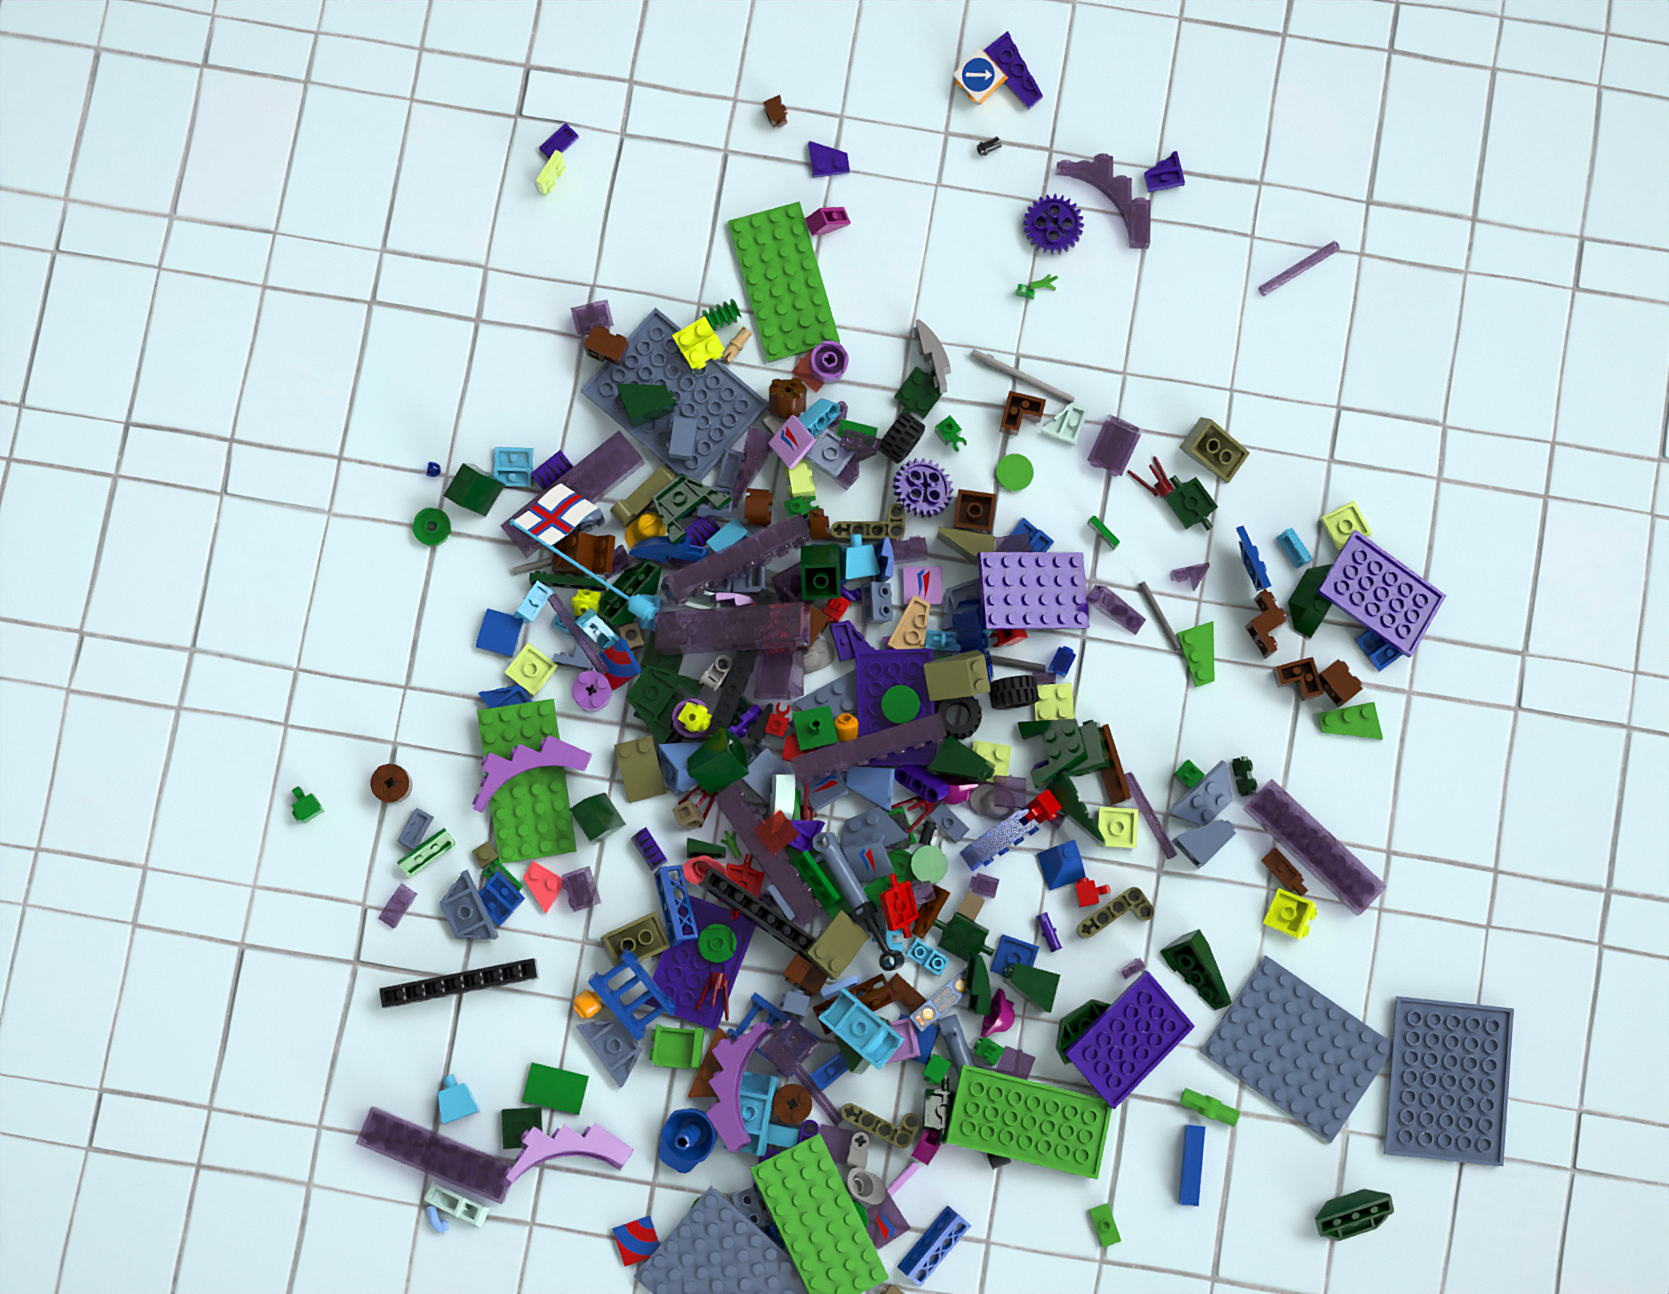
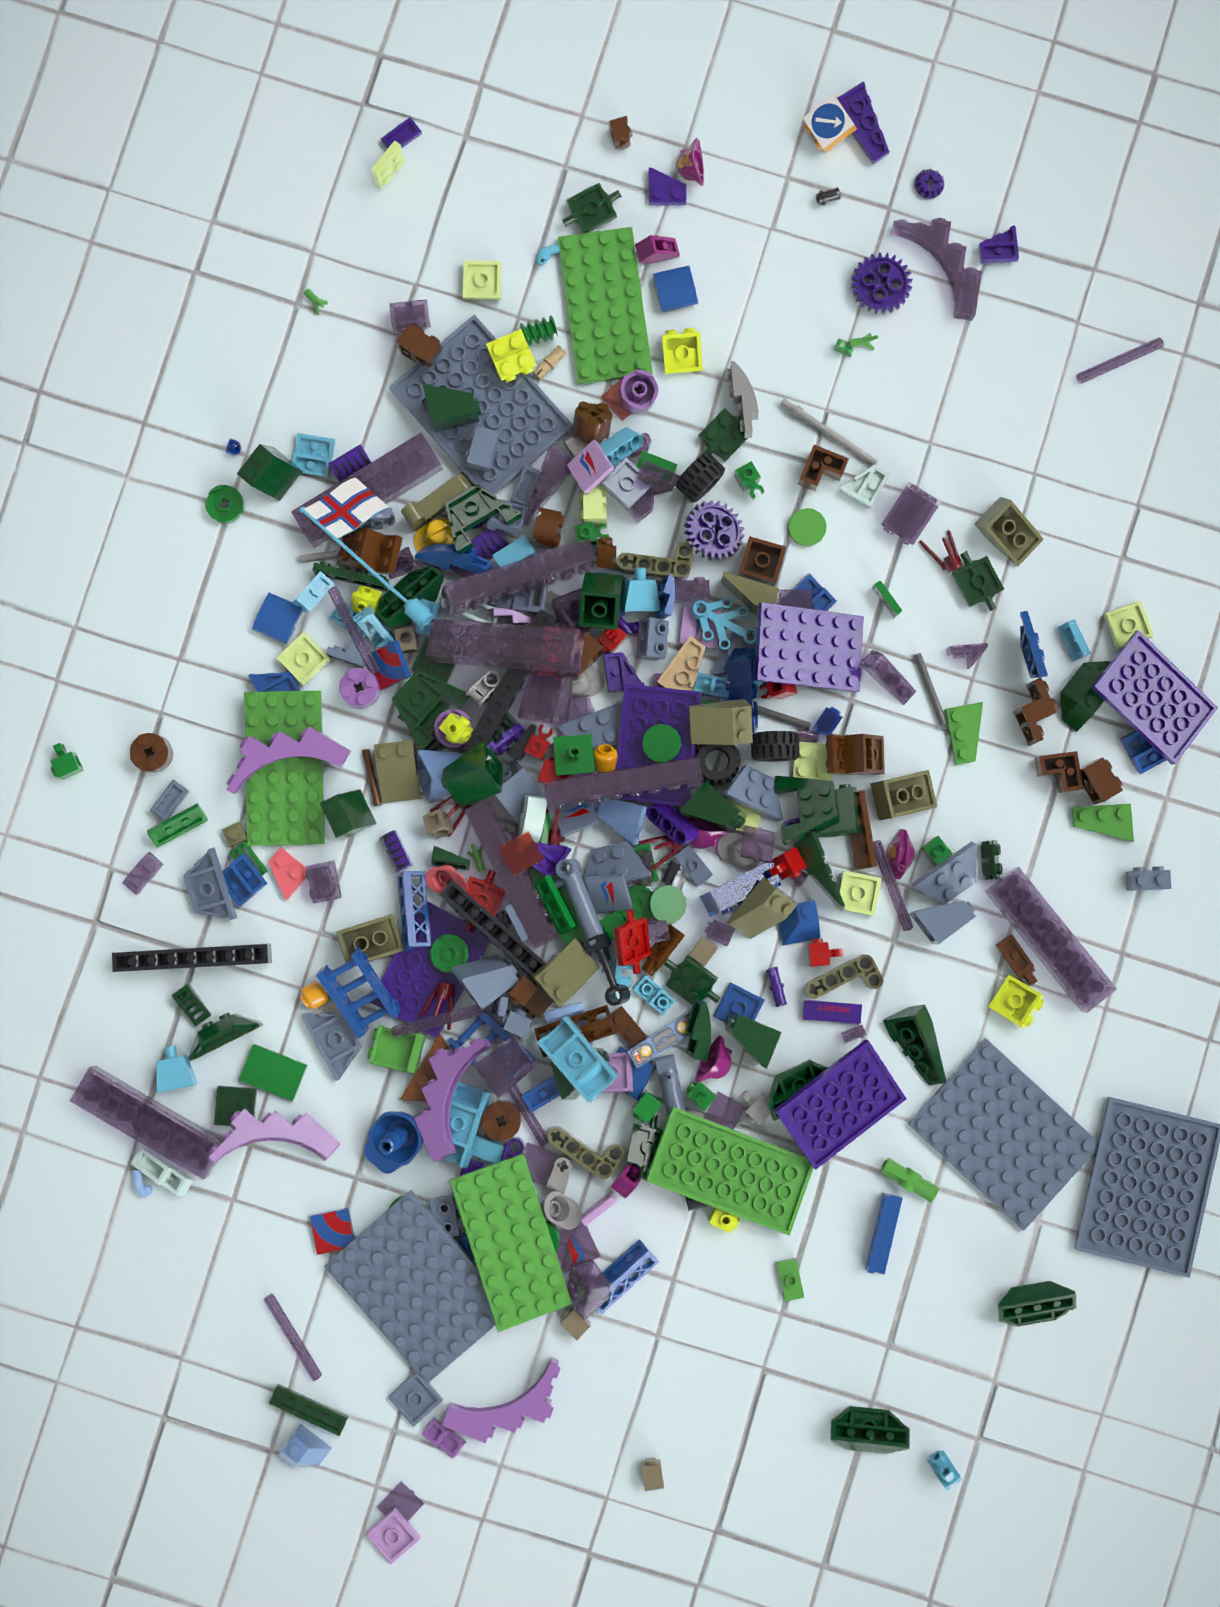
camera: 10 degrees right, 5 degrees up
(452, 1019) = (186, 1009): none -> dark green slope
(495, 314) = (315, 300): none -> bright green bar
(498, 1056) = (220, 1033): none -> dark green wedge
(614, 778) = (371, 777): none -> reddish brown bar
(658, 273) = (482, 280): none -> yellowish green plate
(715, 1011) = (435, 1021): none -> clear purple axle
(717, 238) = (545, 253): none -> medium azure arm
(757, 188) = (591, 208): none -> dark green plate
(757, 963) = (486, 979): none -> sand blue slope
(775, 988) = (500, 1006): none -> sand blue plate
(813, 681) = (579, 707): none -> clear purple slope
(849, 132) = (691, 164): none -> magenta hat
(851, 256) = (675, 288): none -> blue slope
(866, 316) = (682, 351): none -> neon yellow plate
(902, 1259) = (587, 1287): none -> clear purple slope
(942, 576) = (722, 621): none -> medium azure plant
(1001, 740) = (755, 792): none -> sand blue wing
(1023, 856) = (762, 909): none -> olive slope
(1030, 1172) = (724, 1220): none -> neon yellow brick
(1047, 1058) = (758, 1108): none -> light grey brick
(1080, 126) = (922, 187): none -> dark purple gear
(1094, 689) = (855, 754): none -> reddish brown bracket
(1108, 949) = (832, 1011): none -> dark purple tile
(1148, 724) = (903, 795): none -> olive slope
(1153, 782) = (900, 853): none -> magenta hat
(1401, 775) = (1148, 880): none -> sand blue brick

